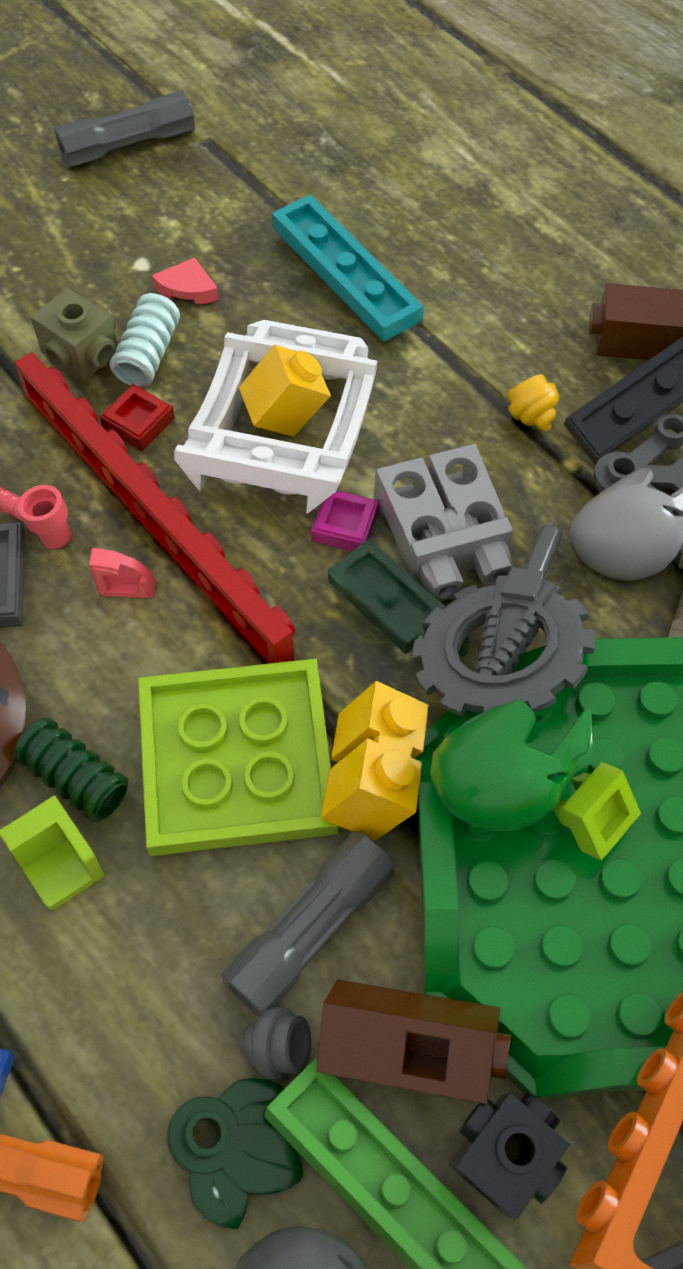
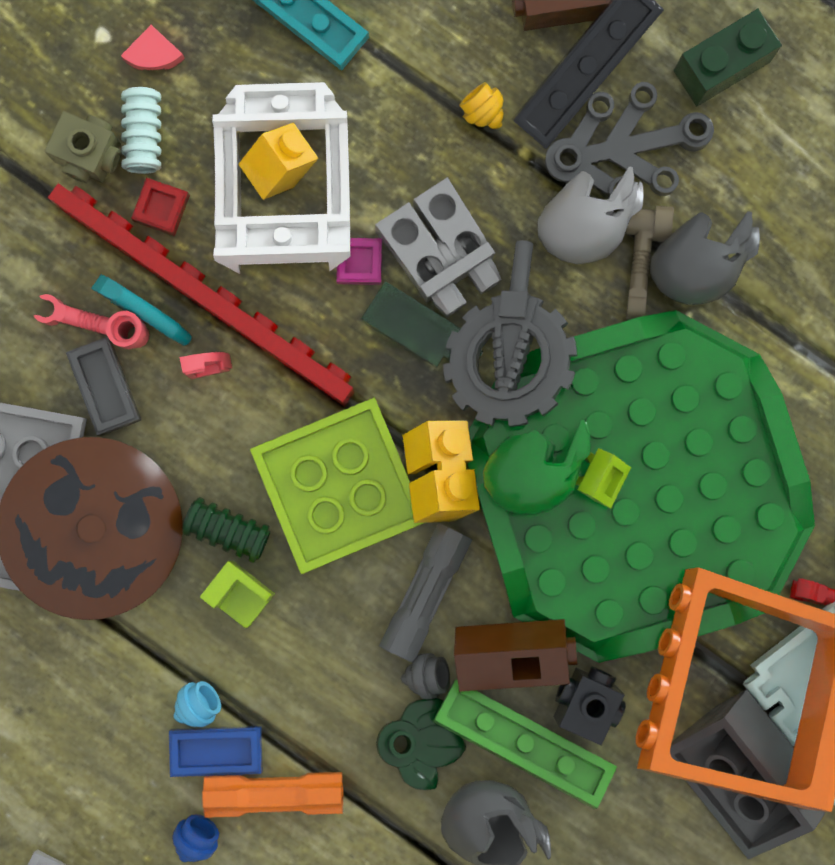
camera: 15 degrees left, 25 degrees up
(50, 472) = (145, 311): none -> teal piece

